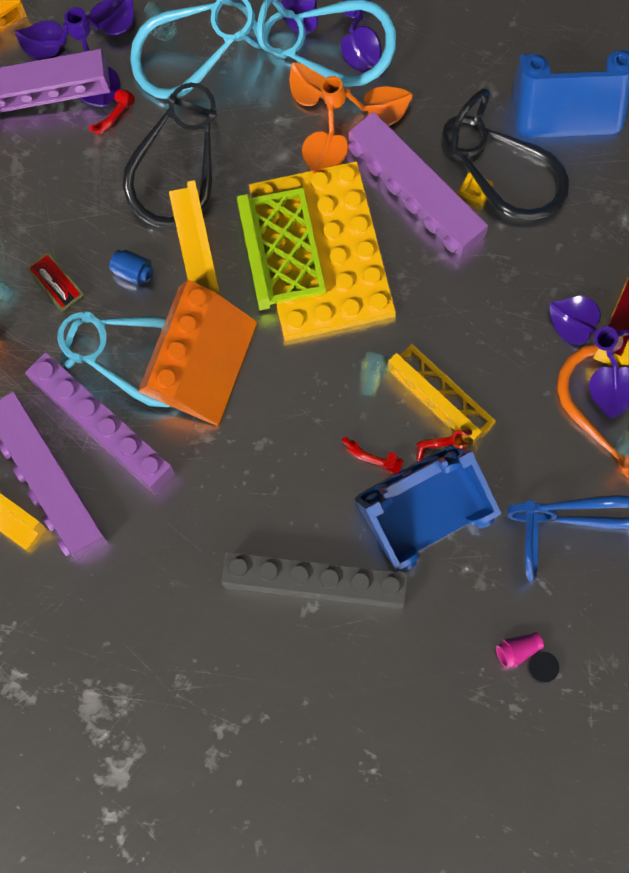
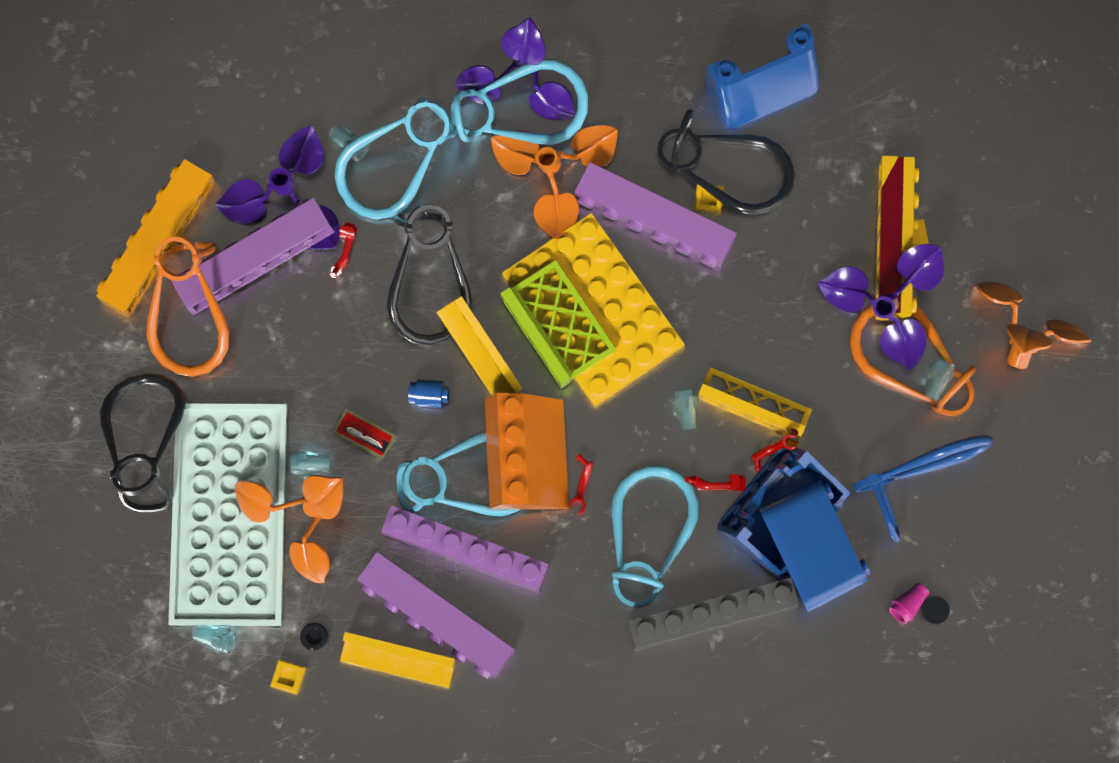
camera: 25 degrees left, 5 degrees up
(240, 409) = (582, 483): none -> red piece
(261, 451) = (617, 520): none -> medium azure animal
(442, 550) = (814, 544): none -> blue windscreen

